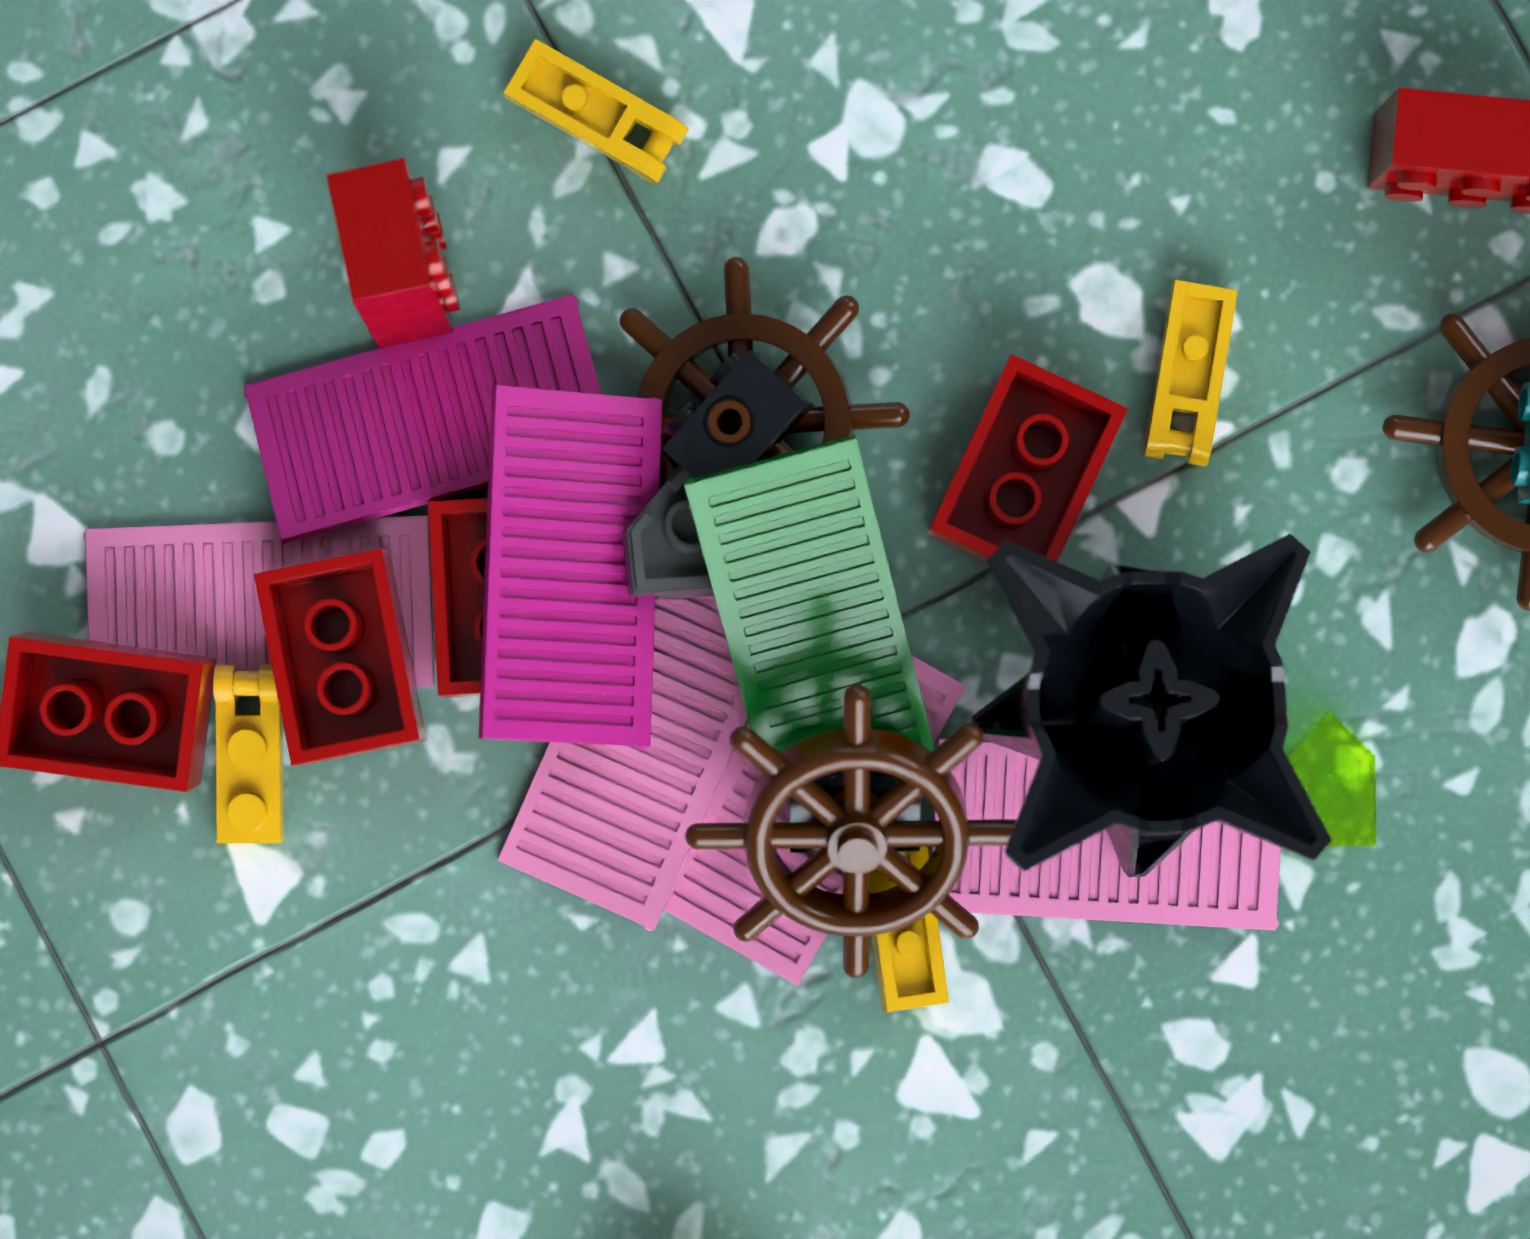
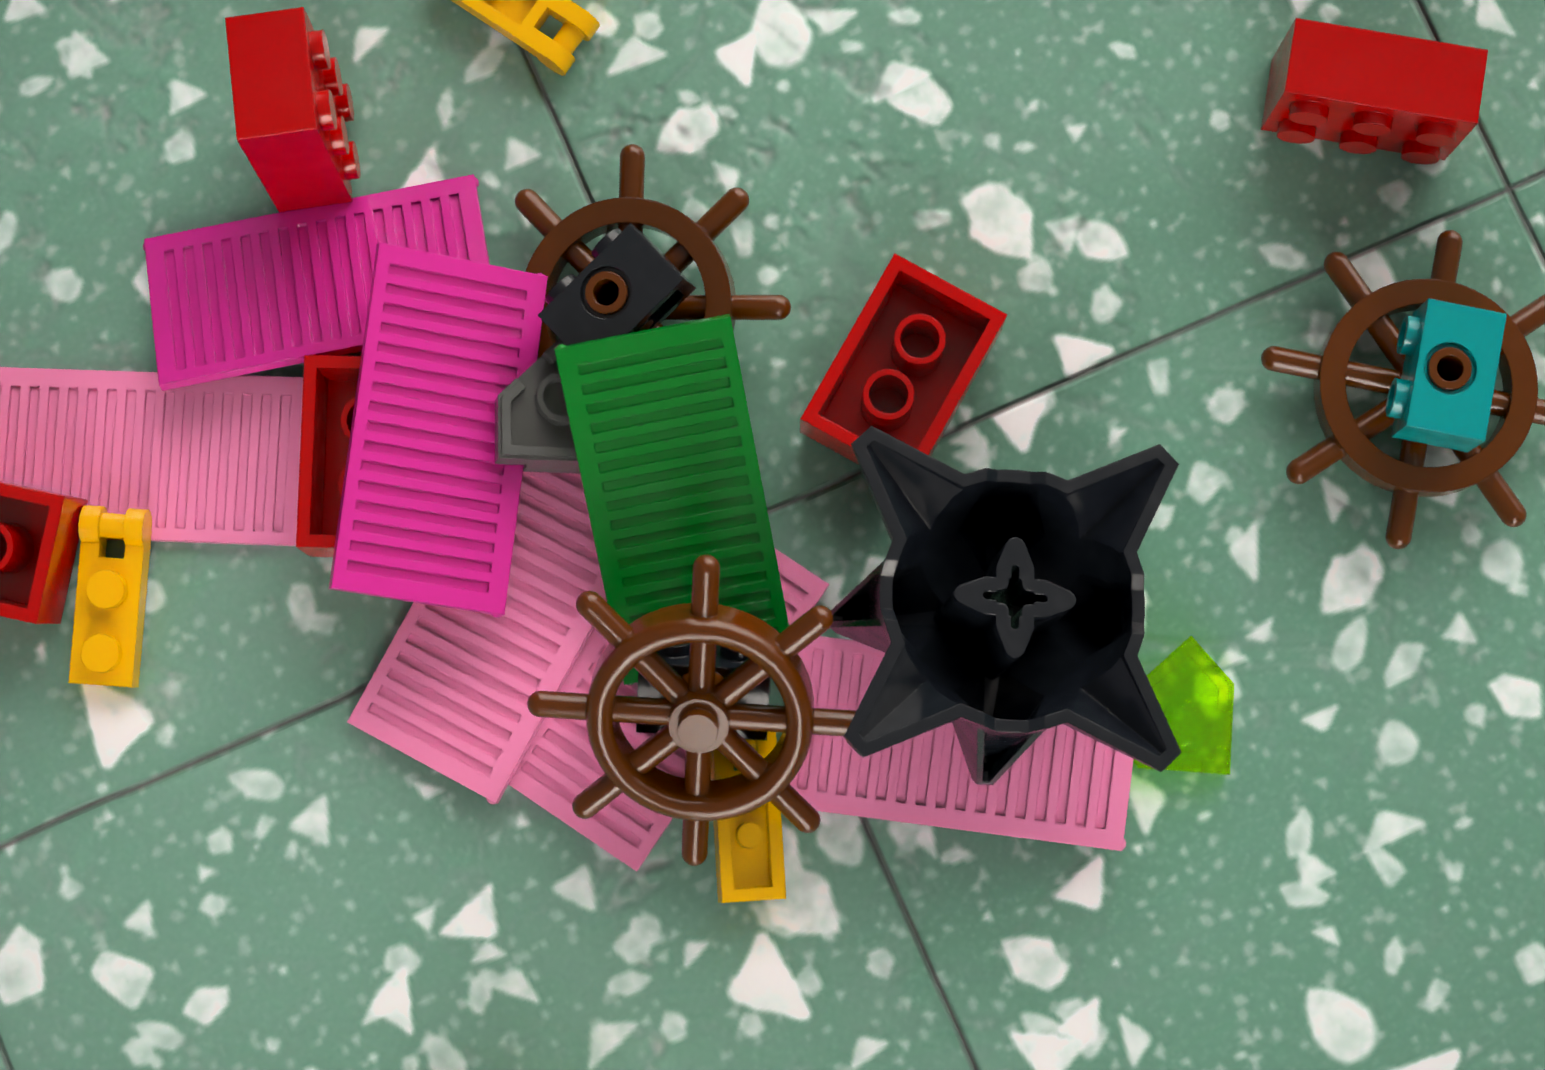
camera: 15 degrees right, 5 degrees down
(340, 657) = (205, 504): red brick -> none
(1190, 370) = (1074, 289): yellow plate -> none

